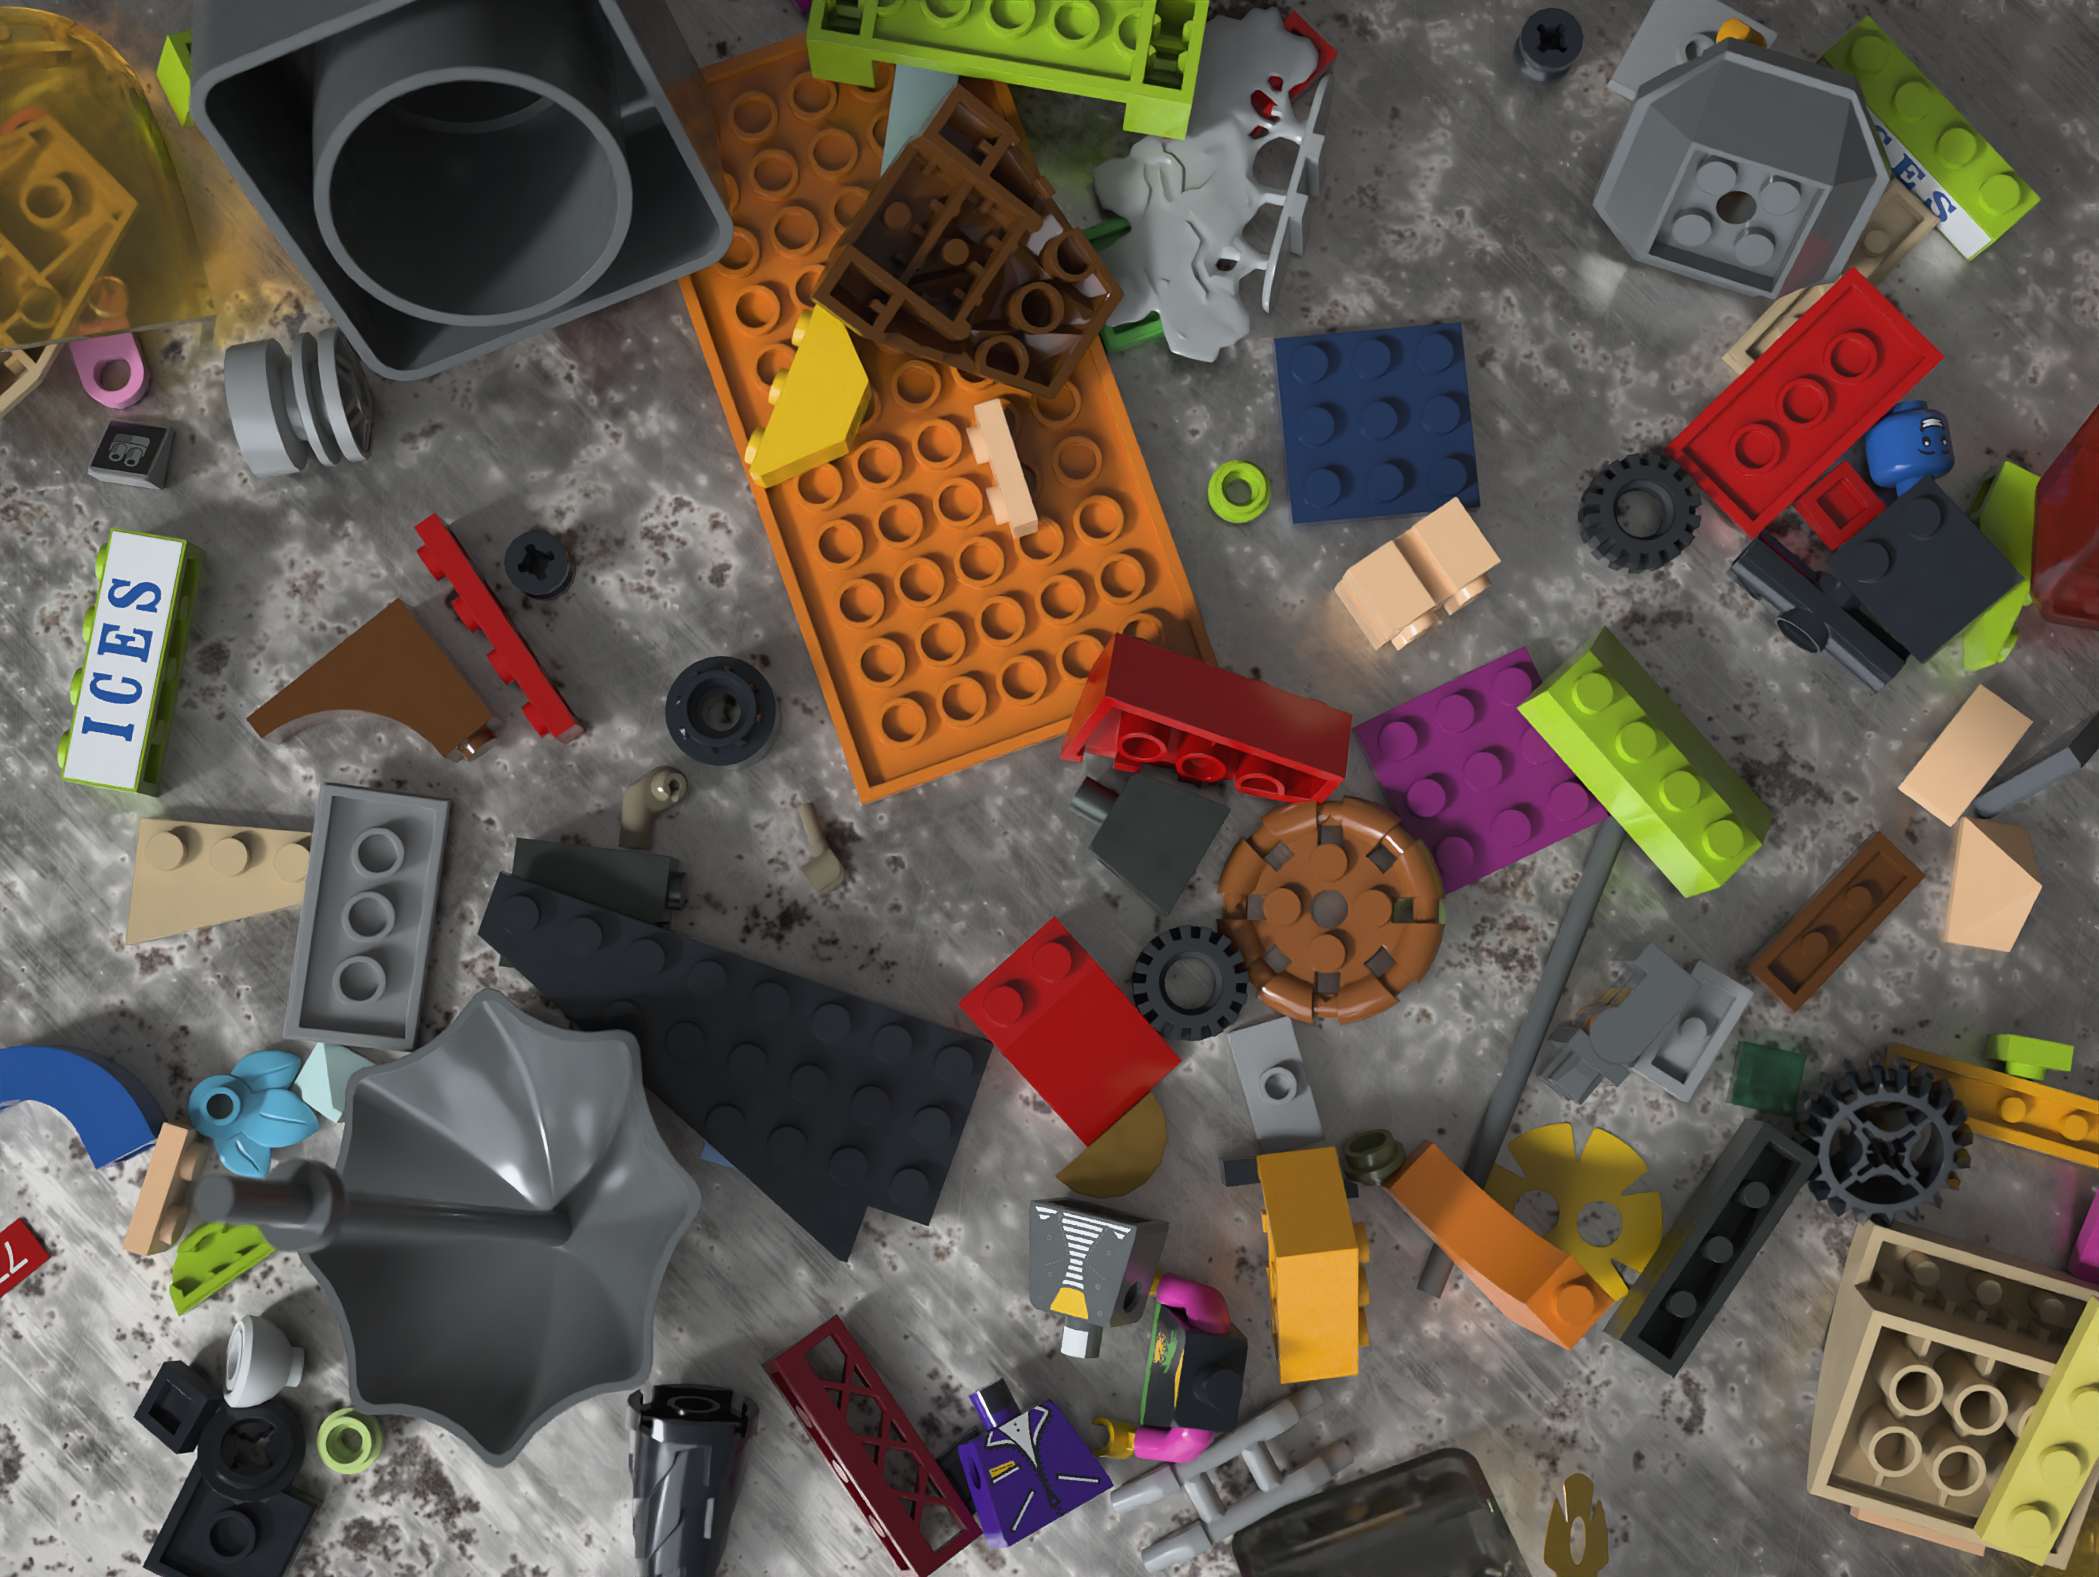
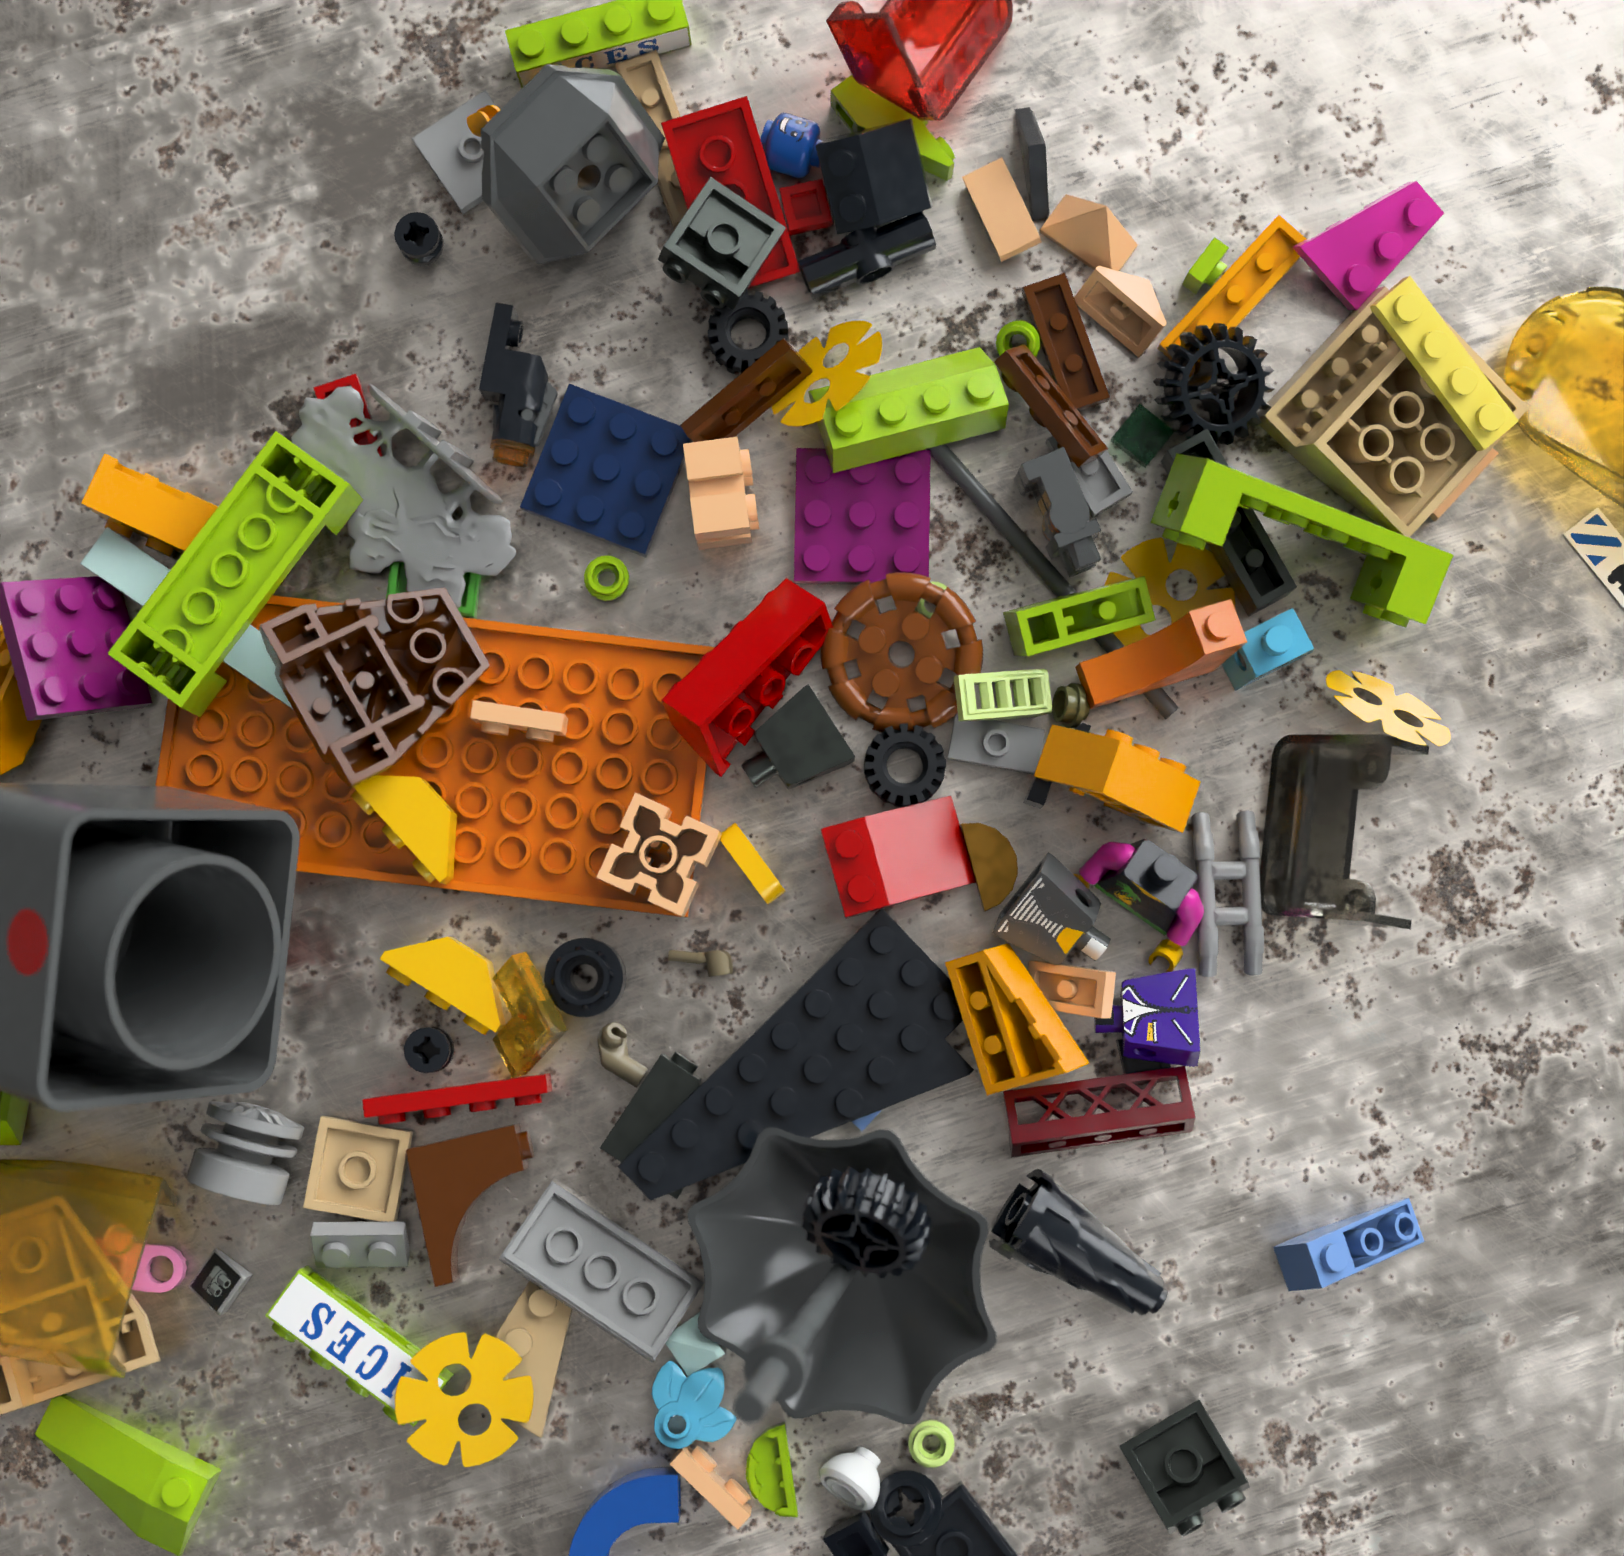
camera: 55 degrees left, 0 degrees up
(176, 835) = (425, 1400): none -> yellow piece
(258, 601) = (360, 1244): none -> light grey plate
(349, 552) = (358, 1169): none -> tan plate
(573, 1225) = (866, 1222): none -> black gear
(636, 677) = (534, 1020): none -> clear yellow plate
(644, 551) = (452, 977): none -> yellow slope
(888, 701) = (648, 829): none -> light nougat brick
(928, 1280) = (1010, 1021): none -> light orange wedge
(969, 850) = (751, 863): none -> yellow beam
(1008, 1336) = (1075, 988): none -> light nougat plate
(1364, 1096) = (1030, 691): none -> yellowish green slope
(1426, 259) = (519, 386): none -> black plate
(1491, 1112) = (1078, 616): none -> lime slope
(1562, 551) = (748, 395): none -> reddish brown plate
(1575, 1380) = (1268, 649): none -> medium azure torso
(1644, 658) = (843, 378): none -> yellow piece
(1735, 419) = (720, 245): none -> pearl dark grey plate
(1745, 940) = (1050, 405): none -> reddish brown plate
(1752, 1503) = (1398, 573): none -> lime plate
(1789, 846) = (1020, 327): none -> lime plate
(1919, 972) = (1123, 307): none -> light nougat slope

